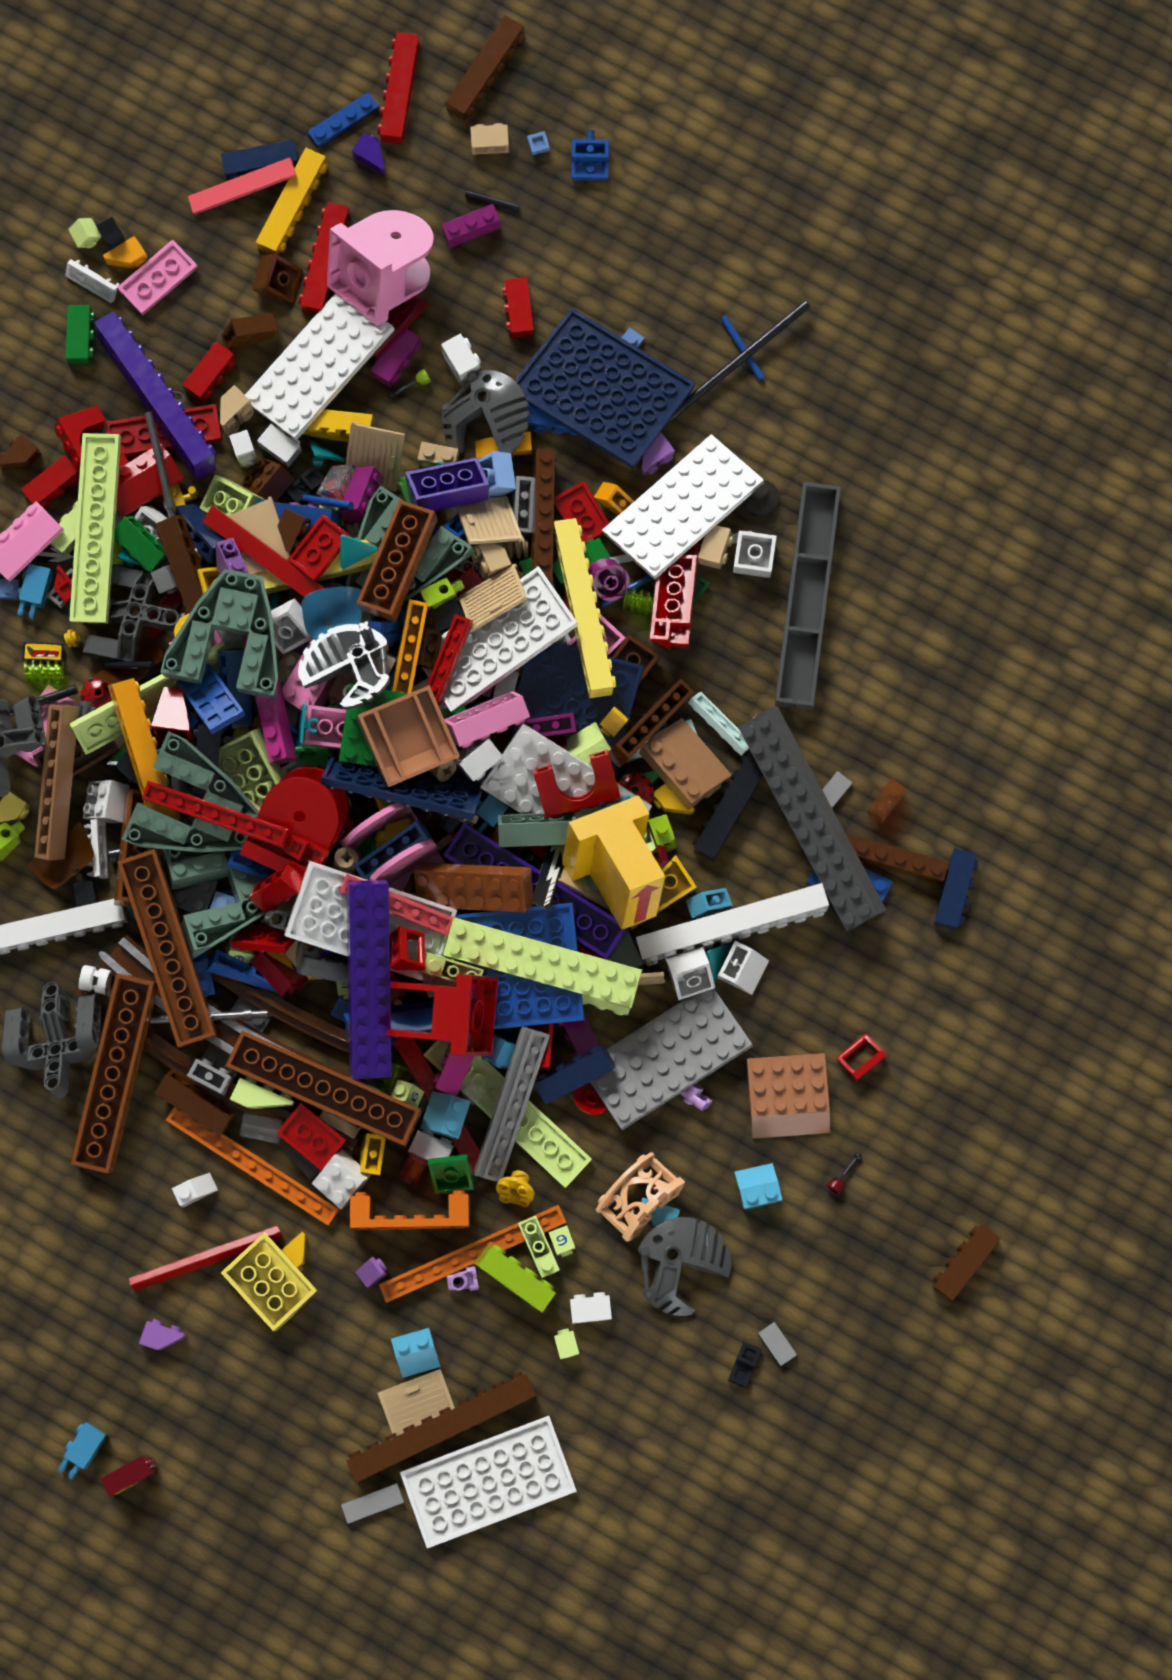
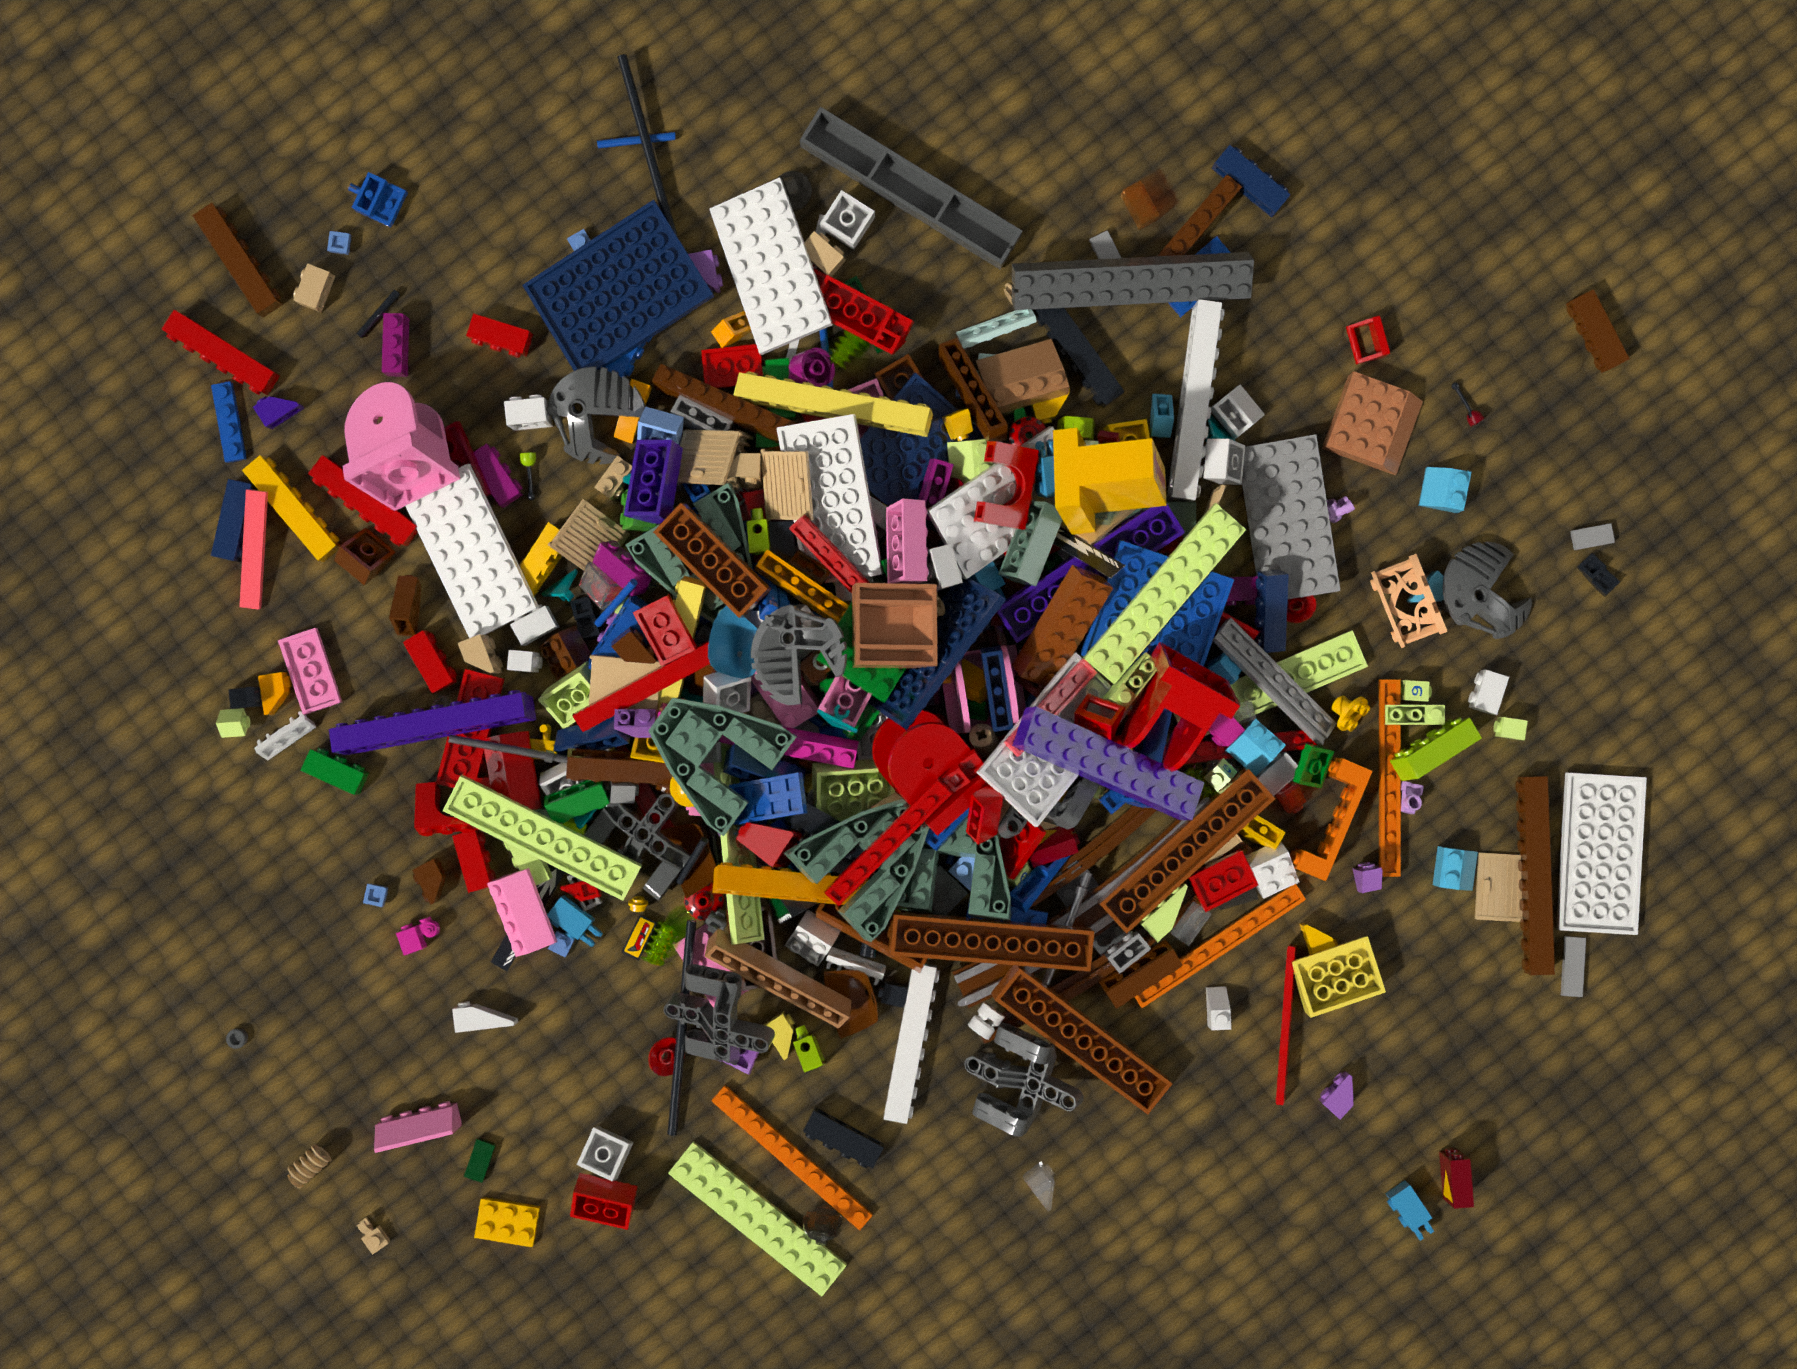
camera: 70 degrees left, 10 degrees up
(354, 550) = (685, 597): teal piece -> none

